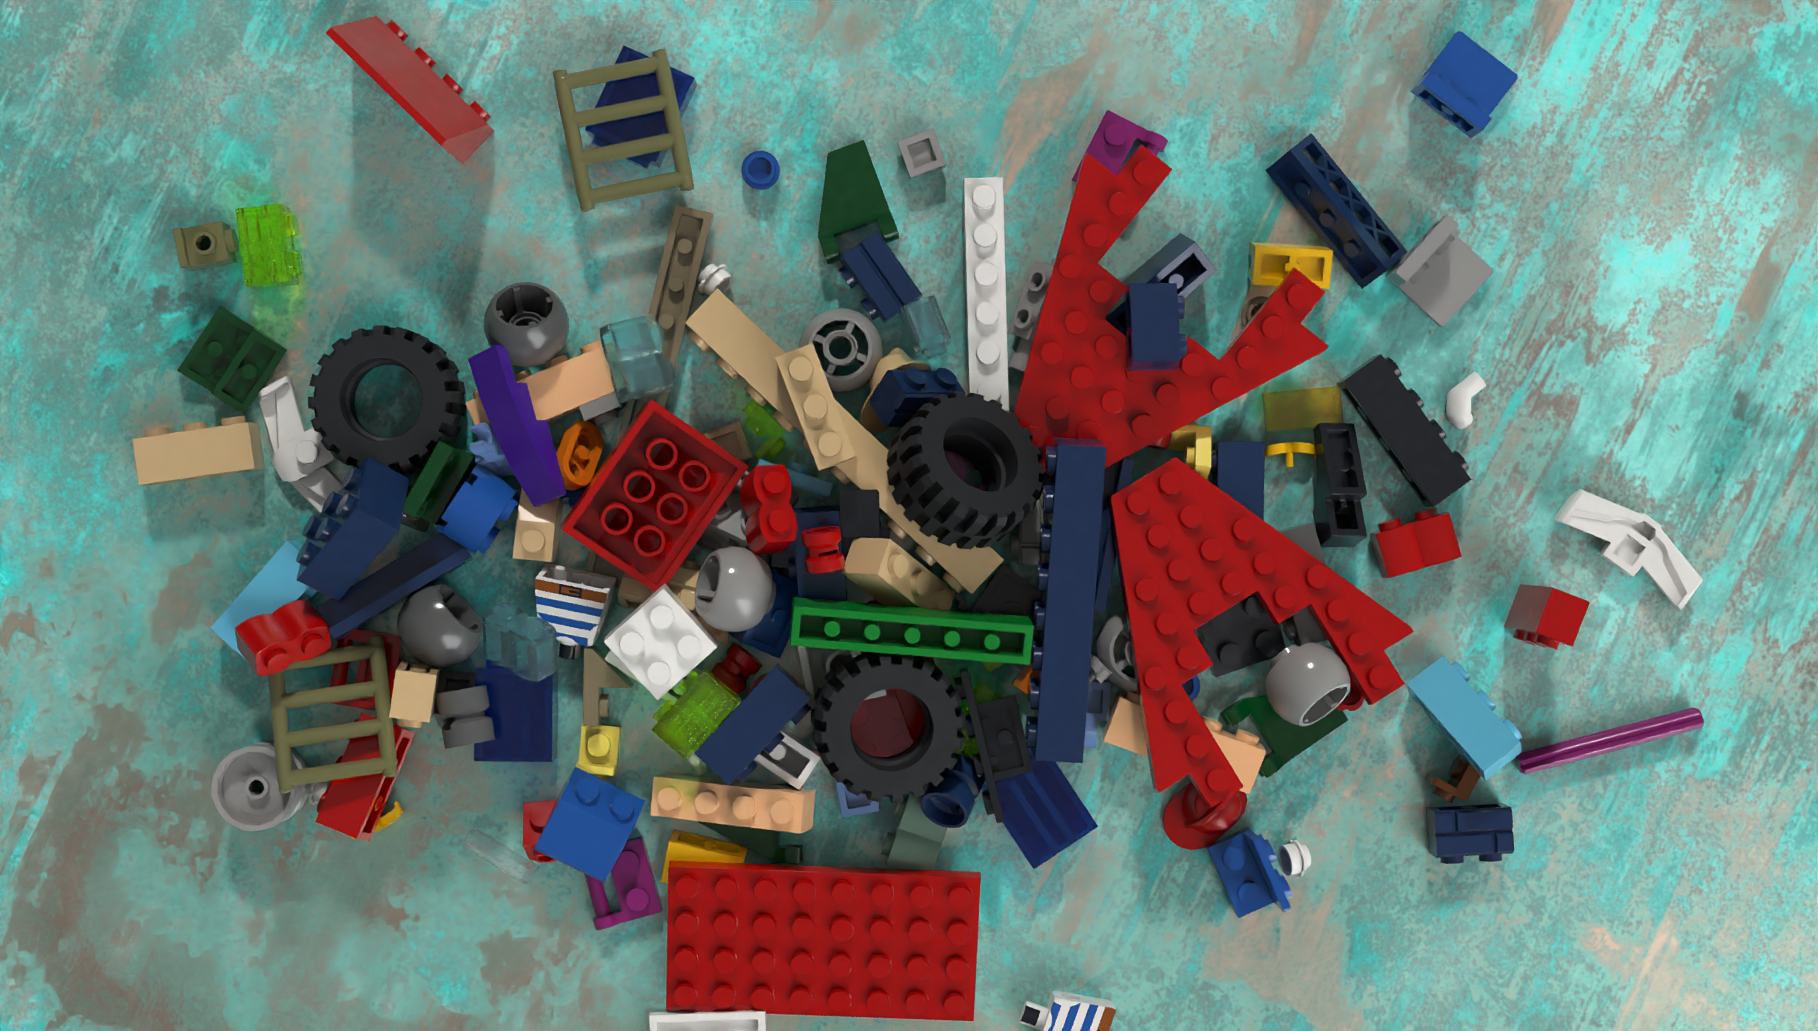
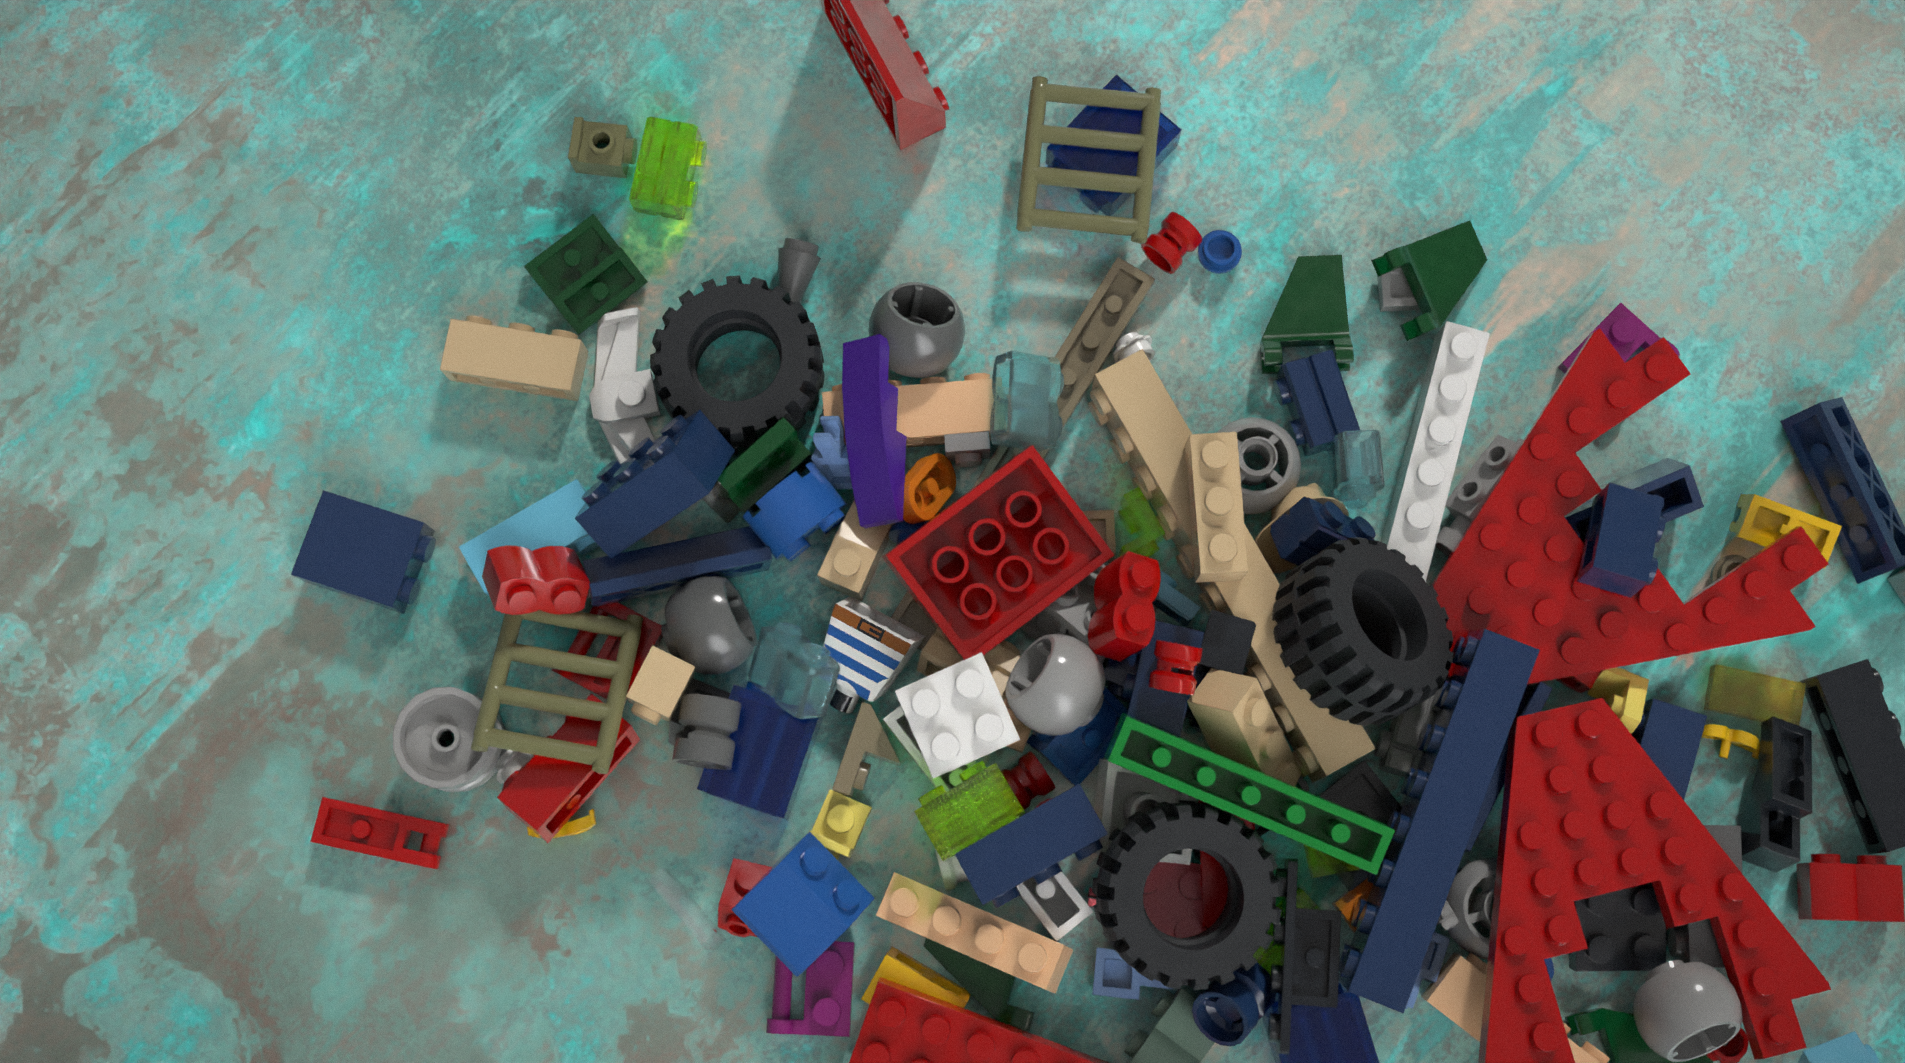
camera: 25 degrees right, 10 degrees down
(133, 655) = (364, 552): none -> dark blue brick
(230, 875) = (377, 832): none -> red plate
(408, 300) = (796, 267): none -> dark grey cone
(720, 168) = (1171, 242): none -> red wheel
(946, 133) = (1437, 273): none -> dark green flag

